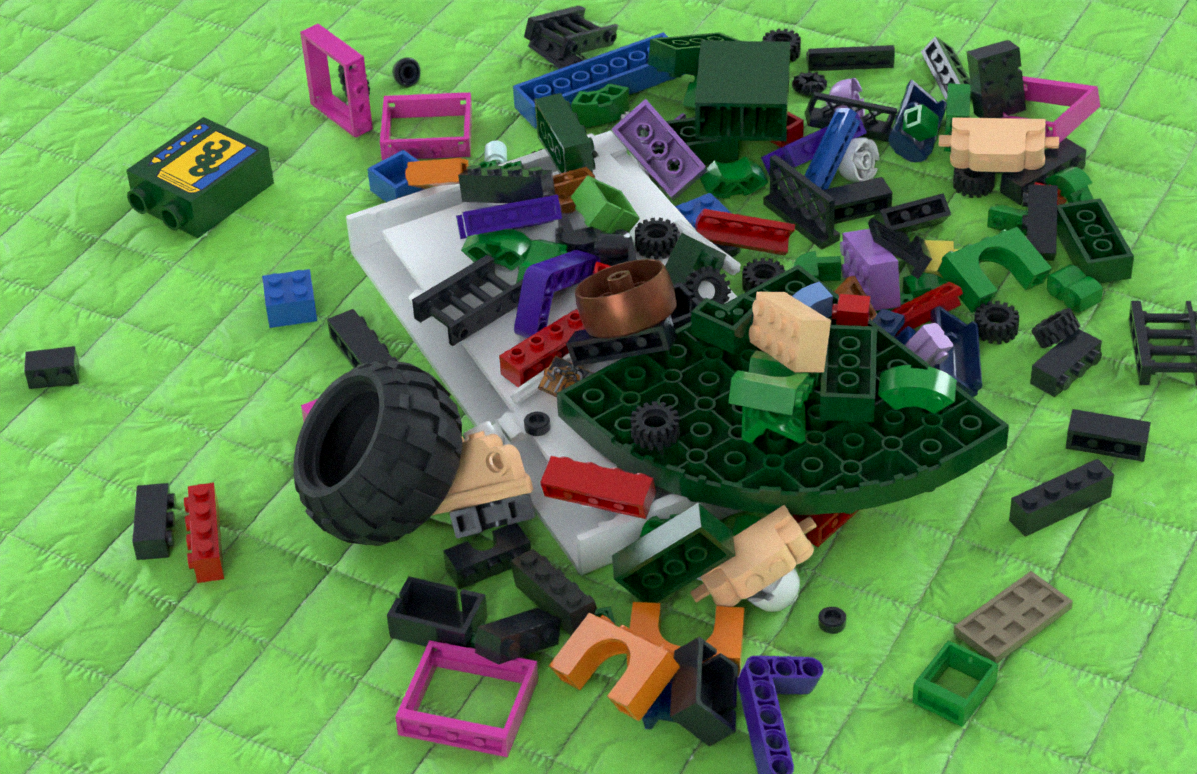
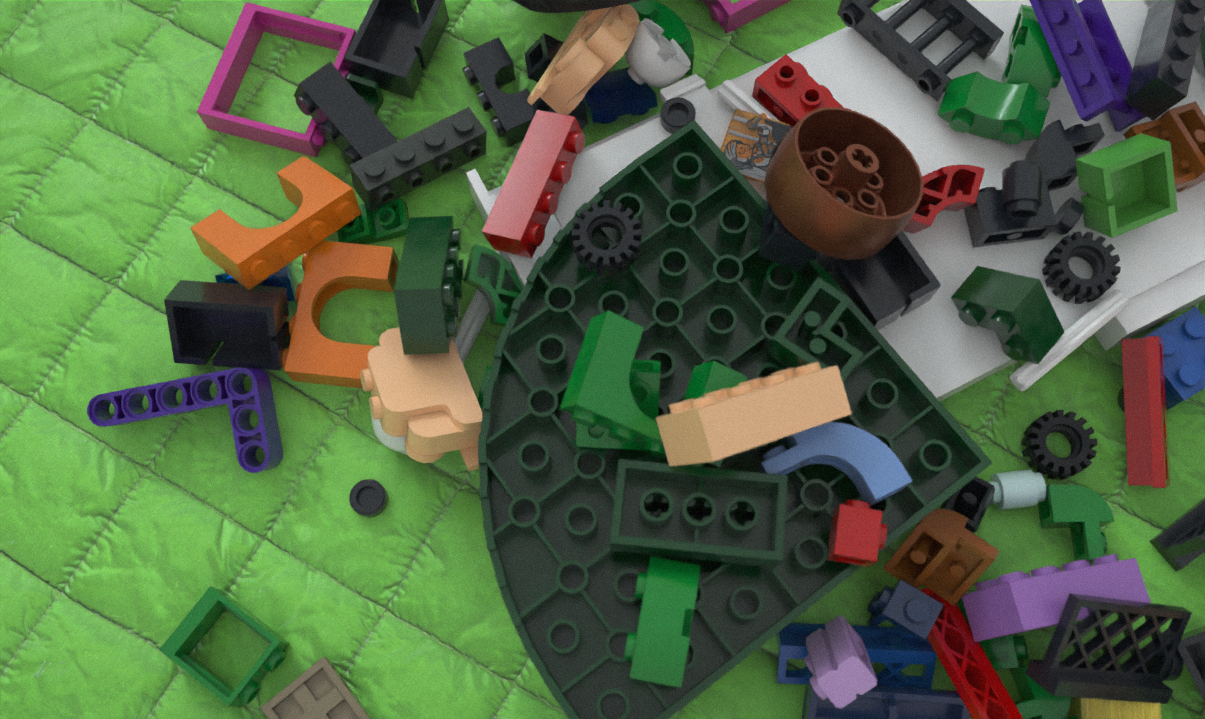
camera: 90 degrees right, 30 degrees up
(540, 284) = (942, 109): dark purple beam -> none
(713, 277) = (963, 322): black tyre -> none

